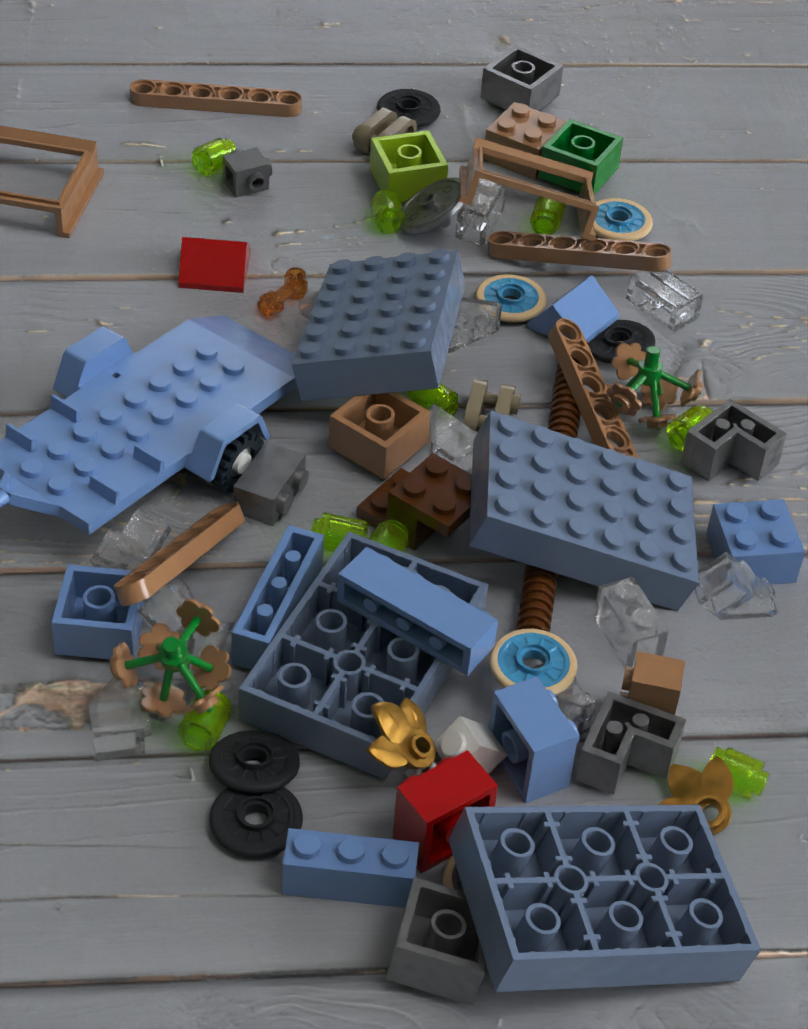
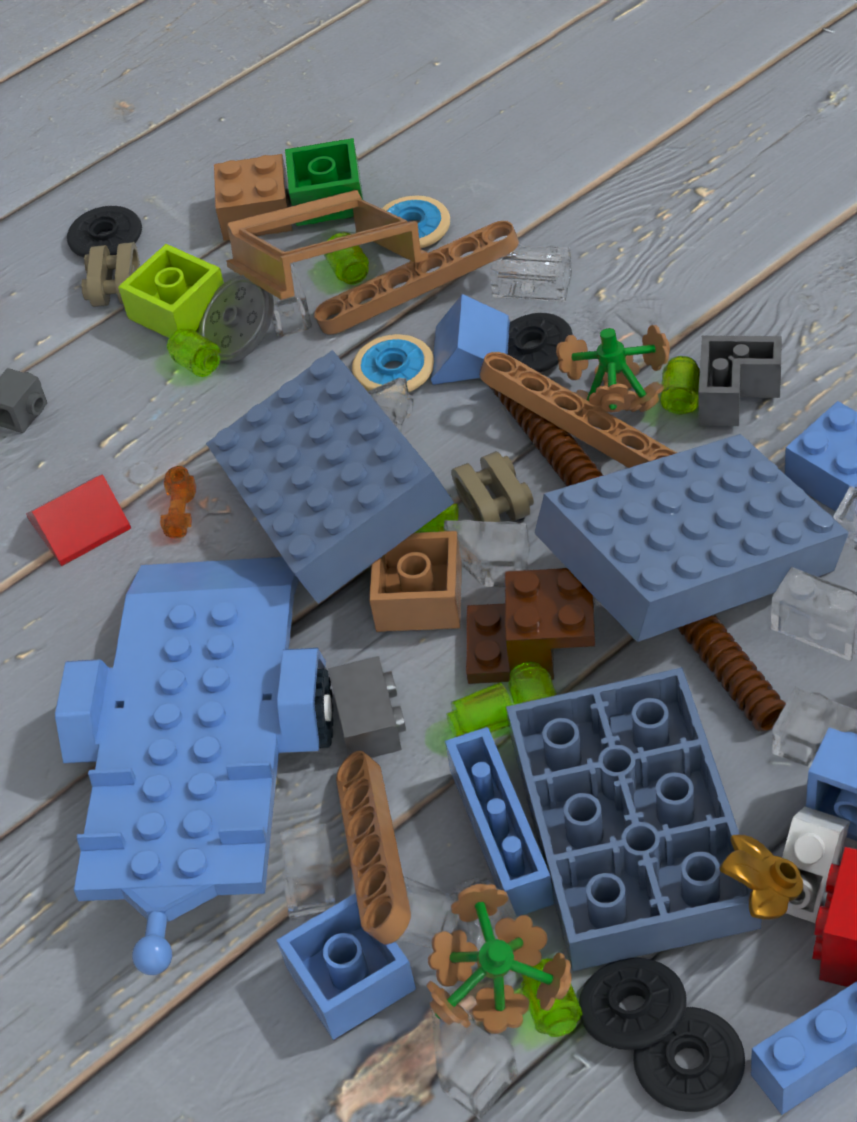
camera: 25 degrees left, 5 degrees up
(417, 610) = (659, 741): medium blue brick -> none
(513, 648) = (786, 691): dark azure wheel -> none
(522, 79) = (192, 138): flat silver brick -> none

